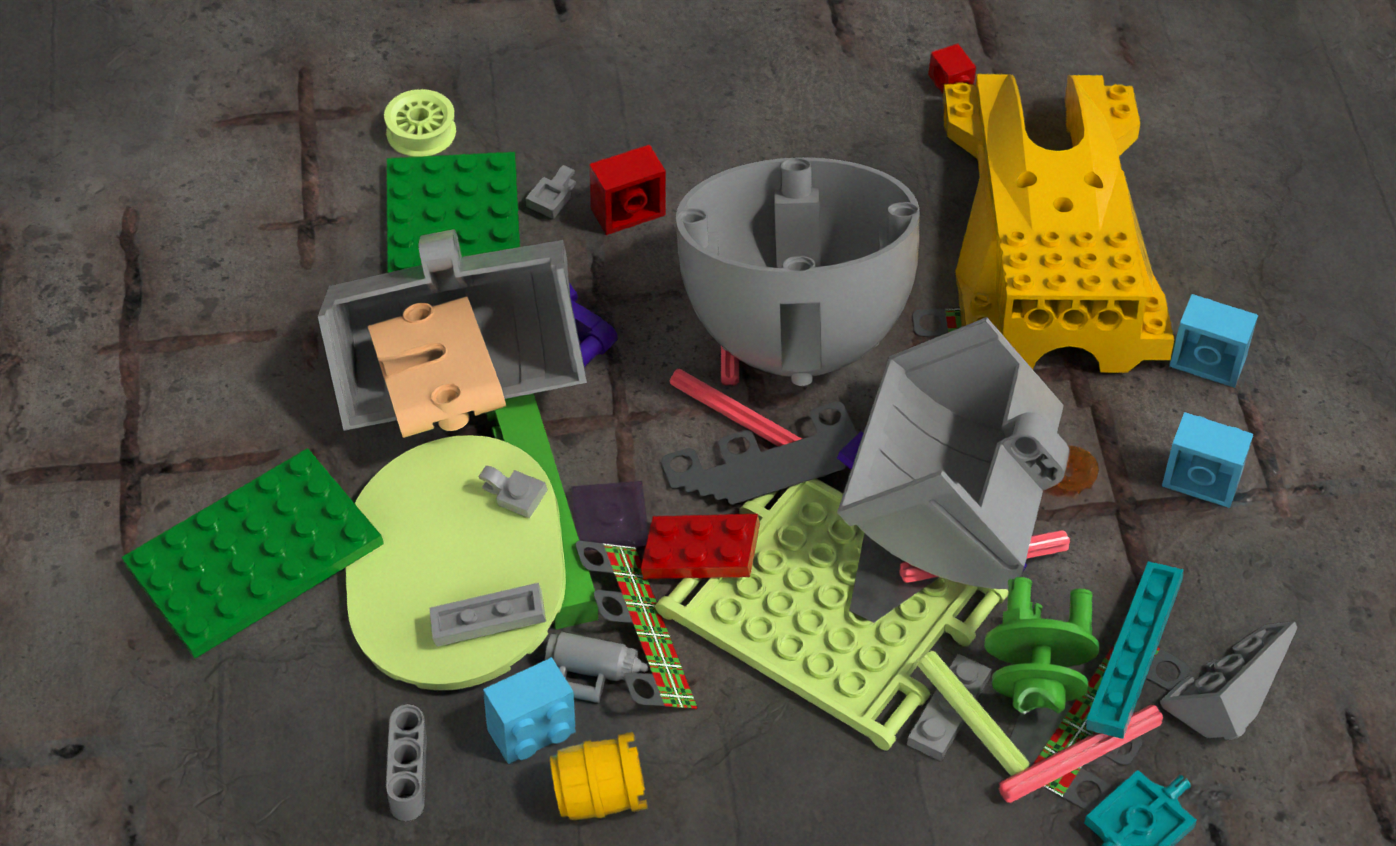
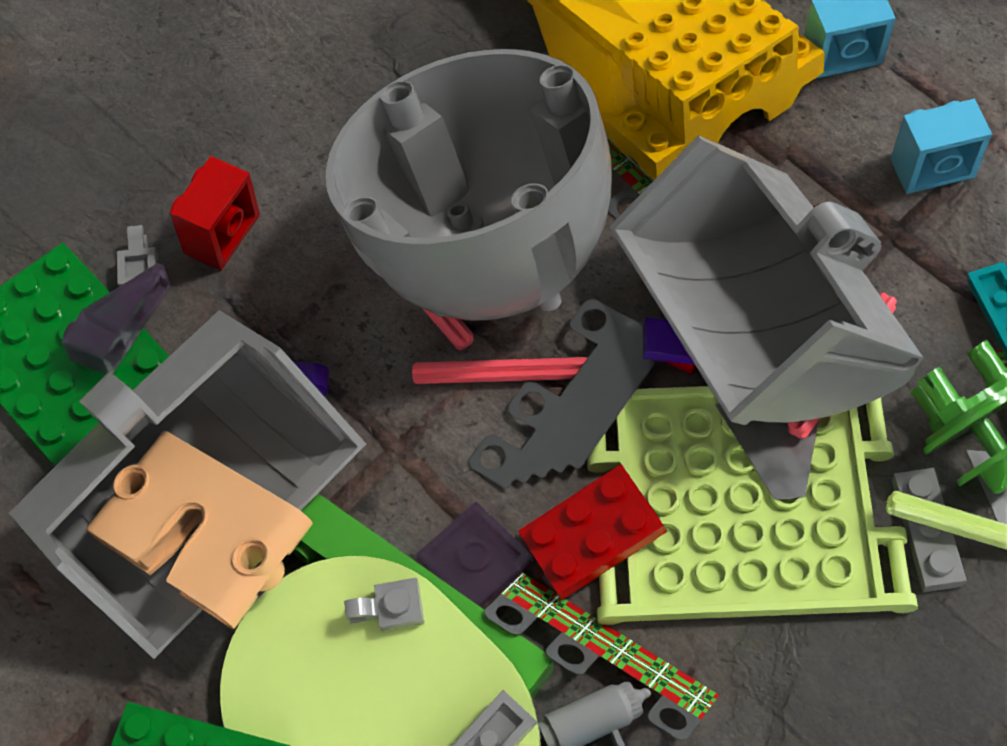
camera: 35 degrees left, 10 degrees up
(500, 216) = (113, 323): none -> clear purple slope

